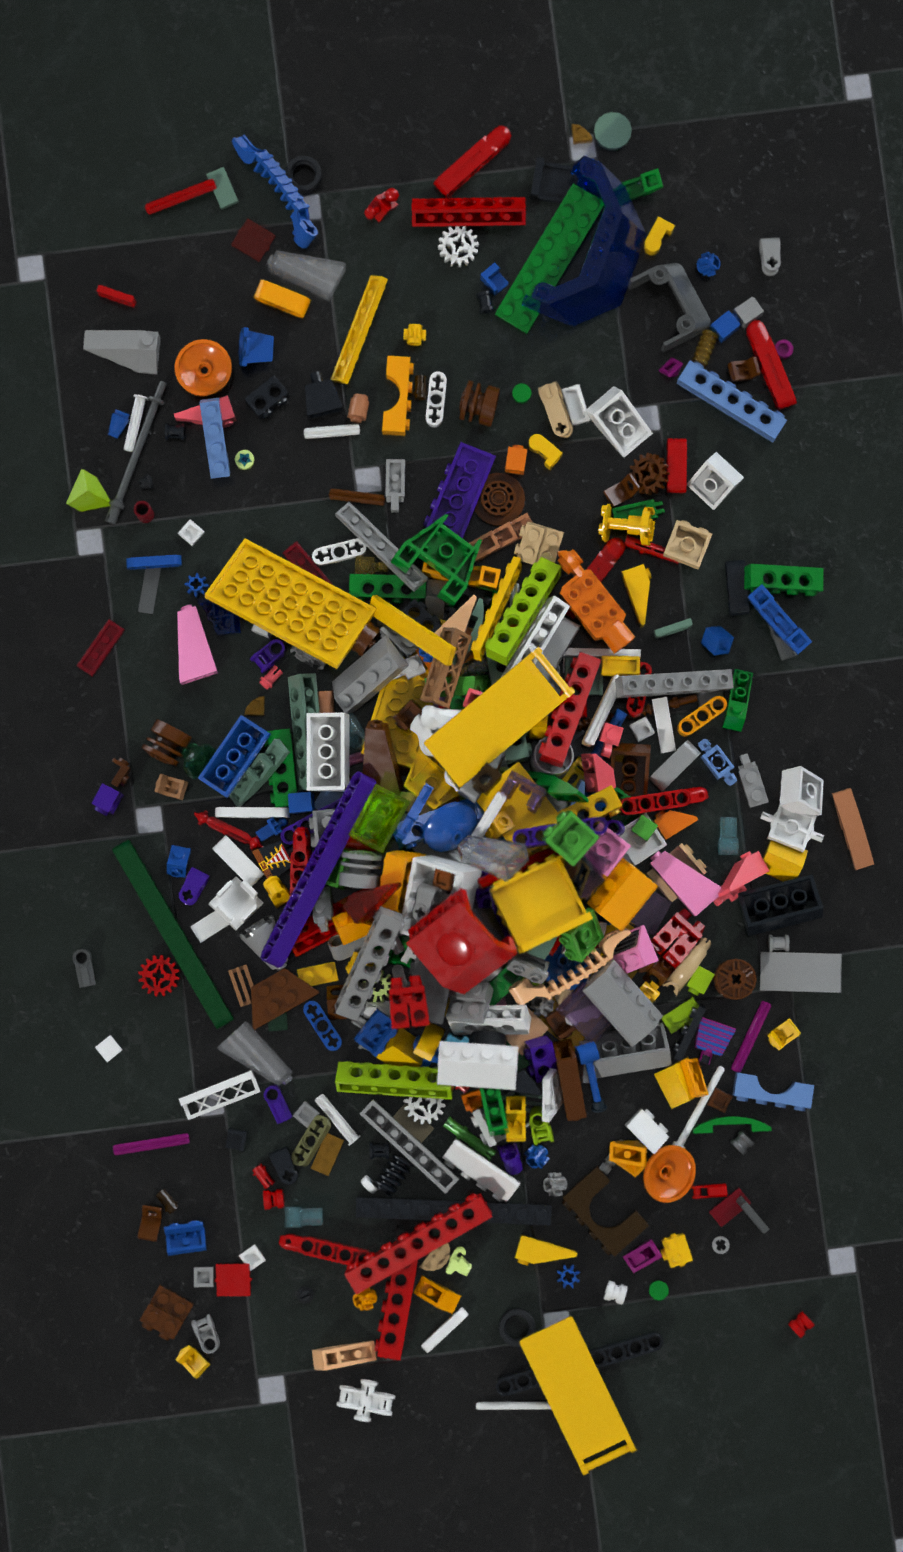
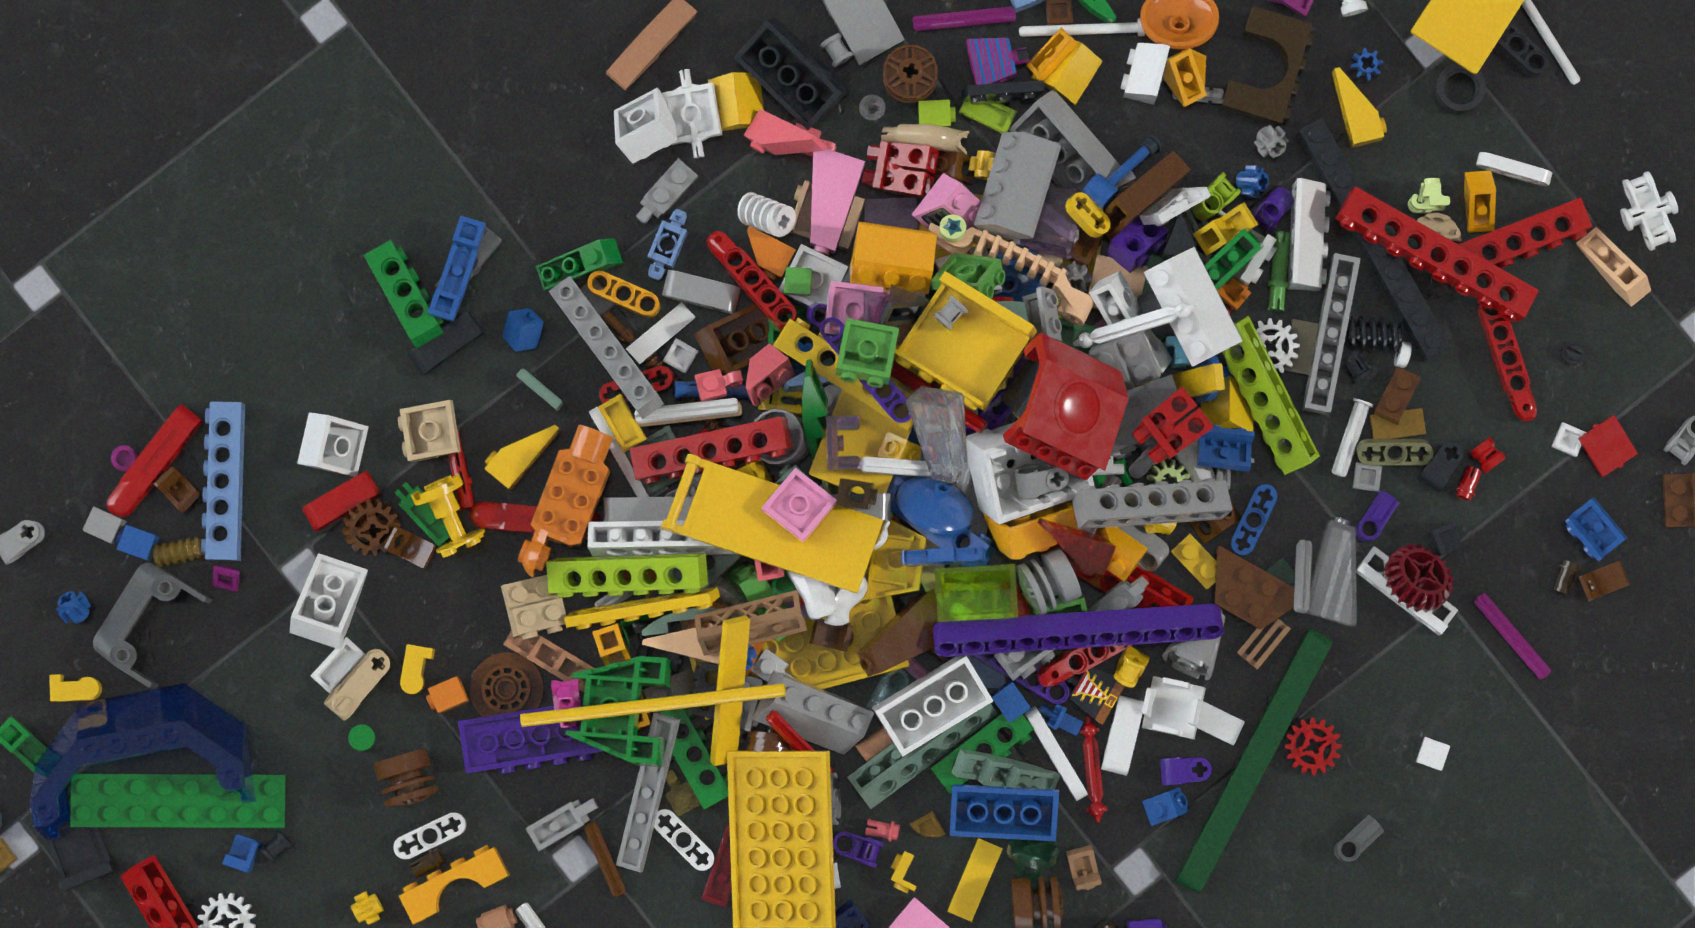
camera: 120 degrees left, 0 degrees up
(203, 1276) = (1625, 482): light grey tile -> none
(205, 716) = (974, 879): none -> yellow tile
(210, 1108) = (1434, 581): none -> dark red gear
(242, 675) = (900, 866): none -> yellow bracket
(268, 1033) = (1302, 576): none -> light grey axle
(303, 1216) = (1489, 414): clear light blue piece -> none
(345, 1165) = (1397, 395): none -> reddish brown plate
(360, 652) = (788, 733): none -> red axle
(365, 1299) = (1537, 278): light orange gear -> none
(431, 576) = (653, 705): none -> yellow piece
(443, 879) = (1004, 474): dark orange tile -> none
(466, 527) = (566, 695): none -> dark pink hips
(487, 1020) = (1134, 325): none -> white wheel
(500, 739) = (799, 505): none -> bright pink plate
(564, 906) = (950, 313): none -> light grey bush
(576, 1035) = (1087, 215): none -> yellow beam
(619, 944) = (952, 228): none -> yellowish green tile
(699, 834) = (766, 214): none -> white piece
(728, 842) = (753, 177): clear light blue piece -> none
(733, 942) = (872, 101): none -> clear cone

